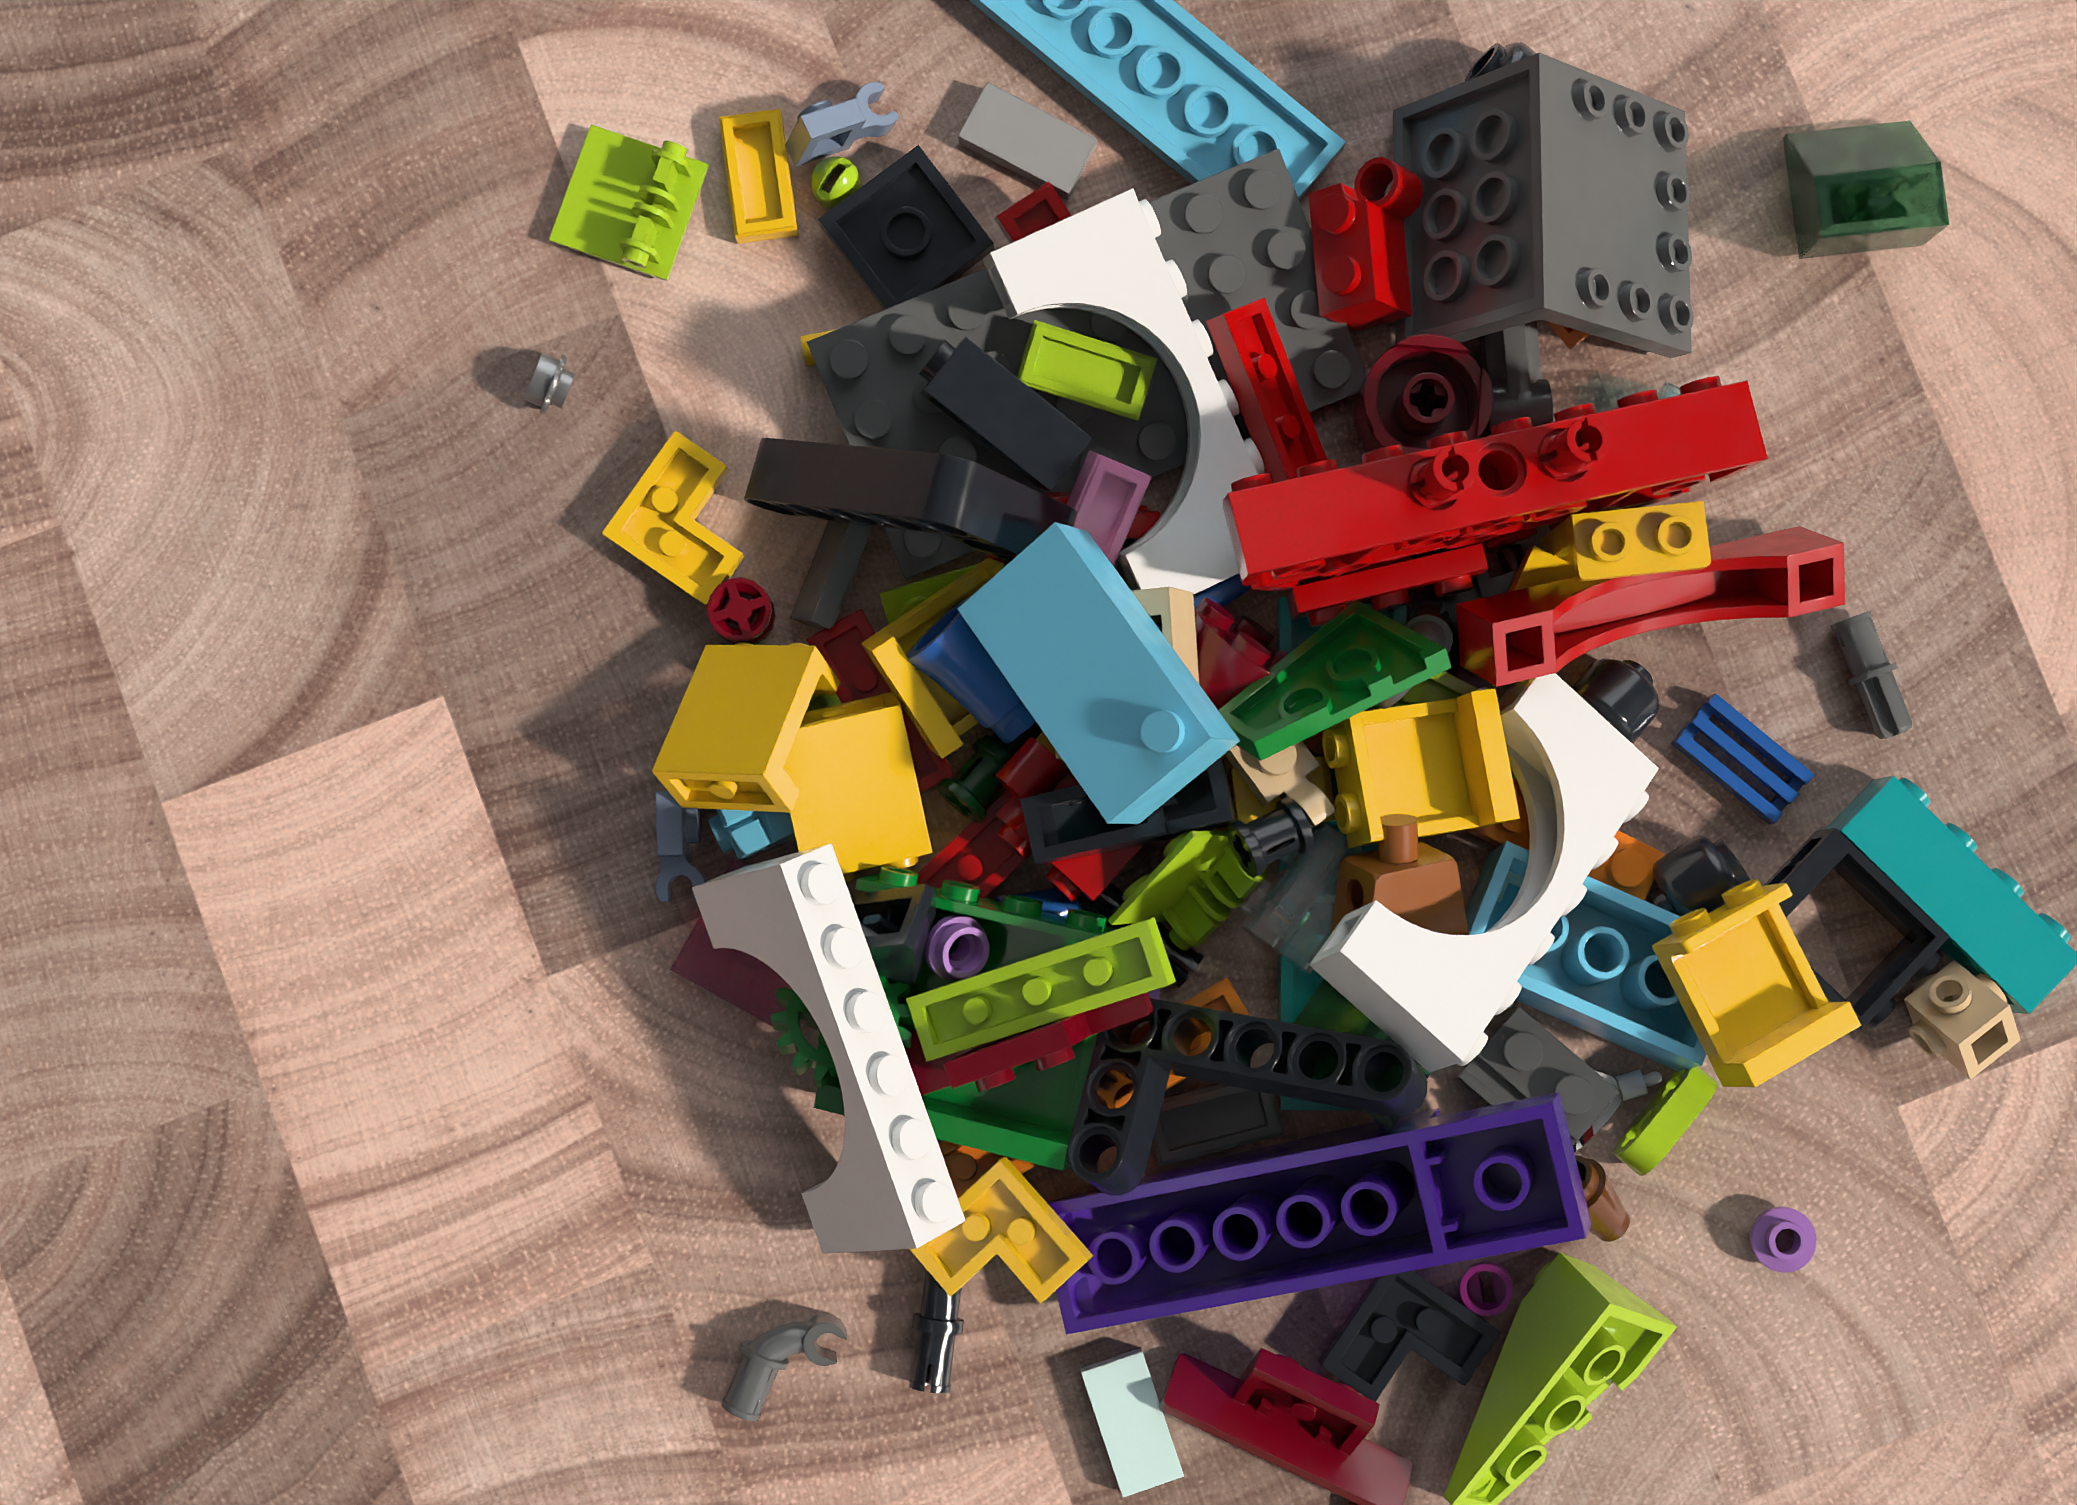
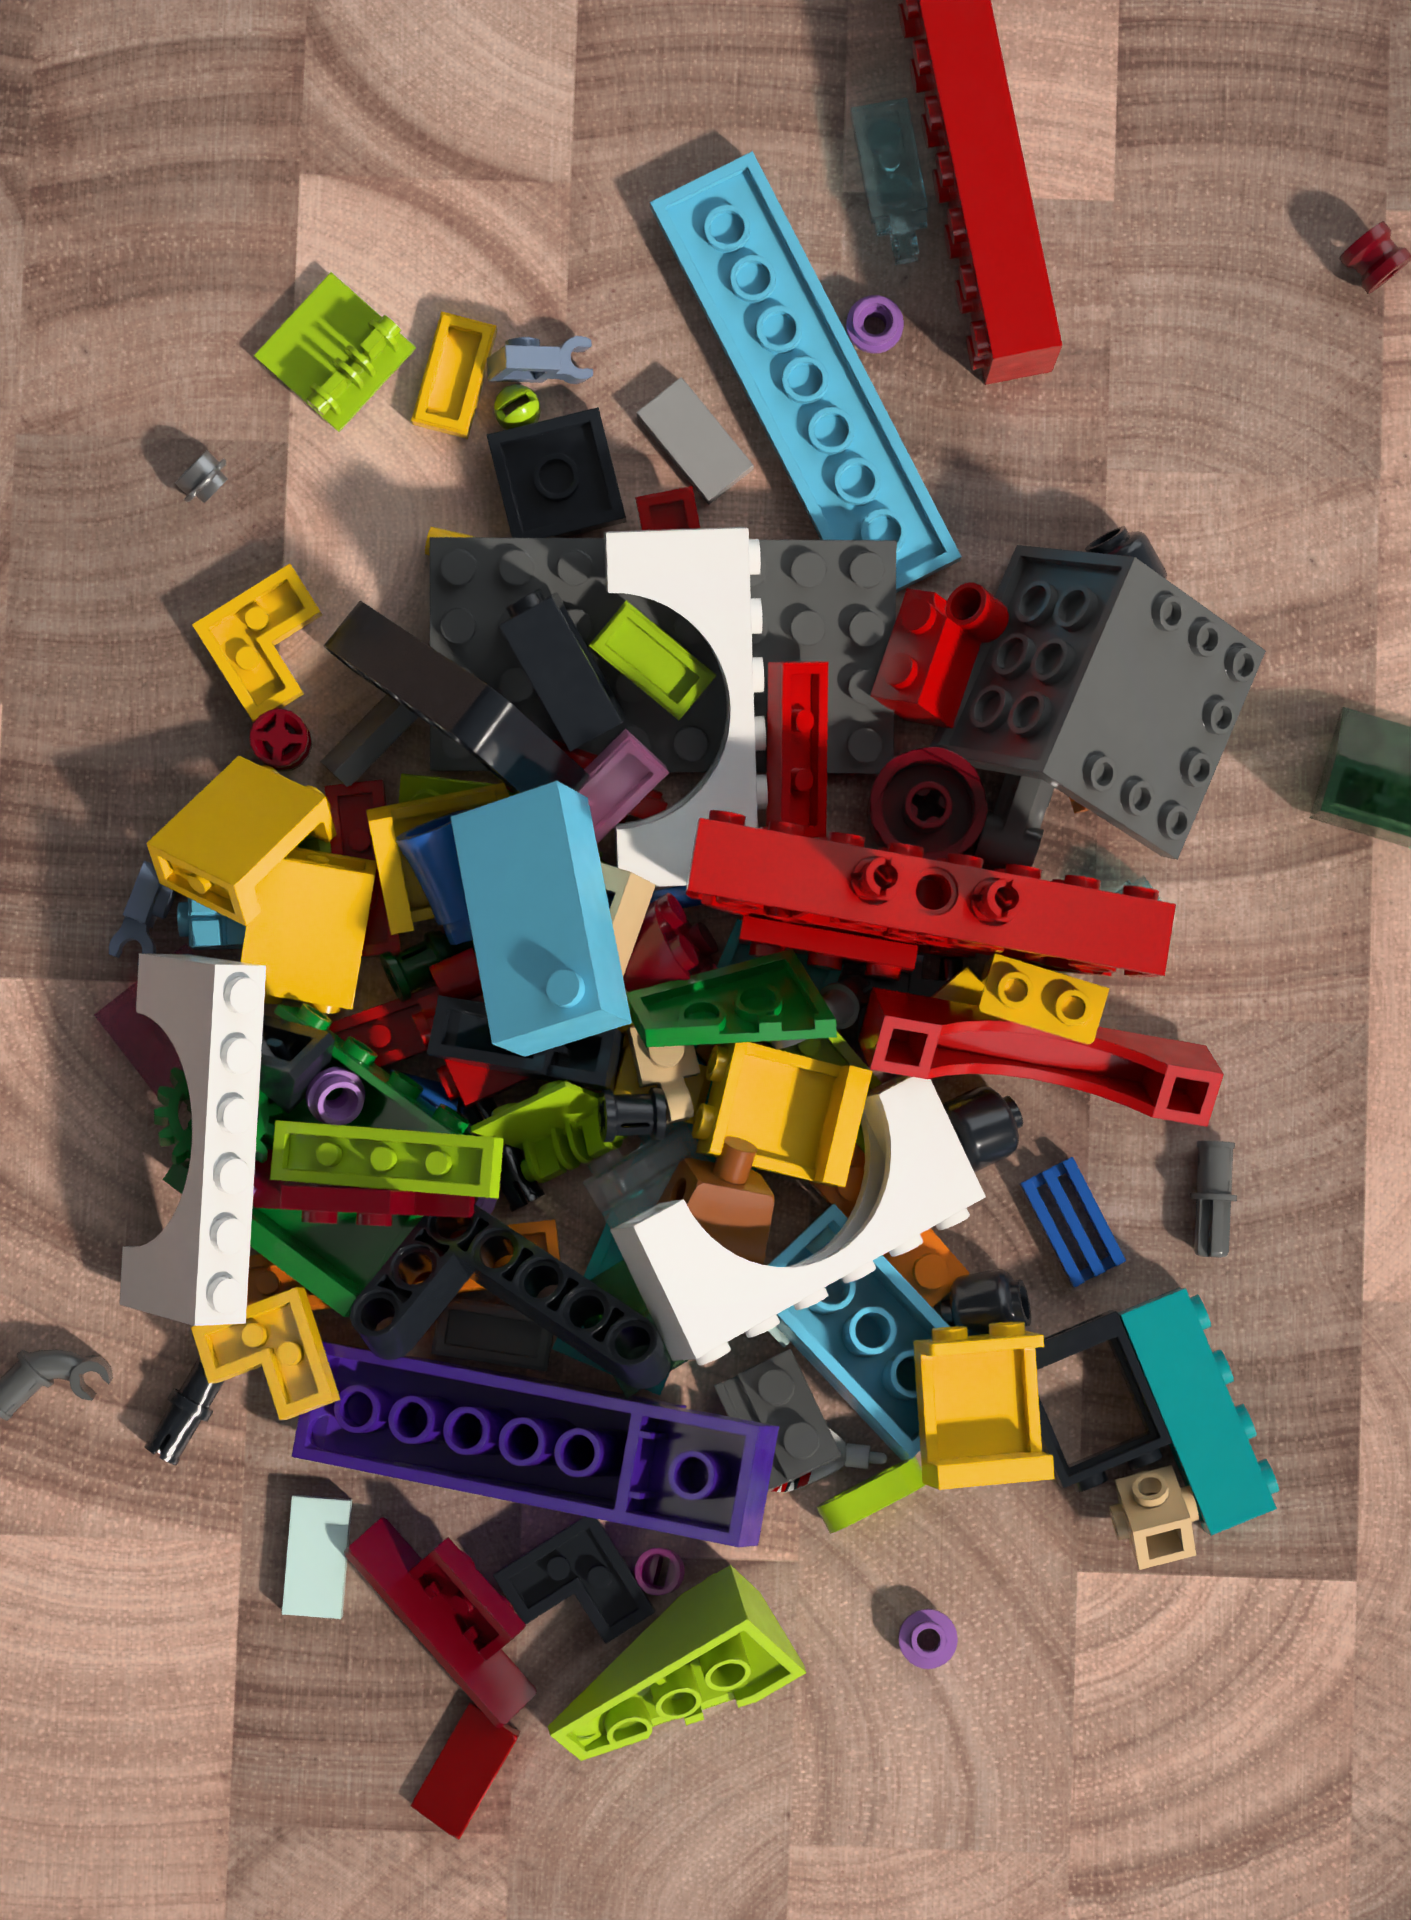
camera: 25 degrees right, 0 degrees up
(1605, 1209) = (781, 1536): reddish brown cone -> none

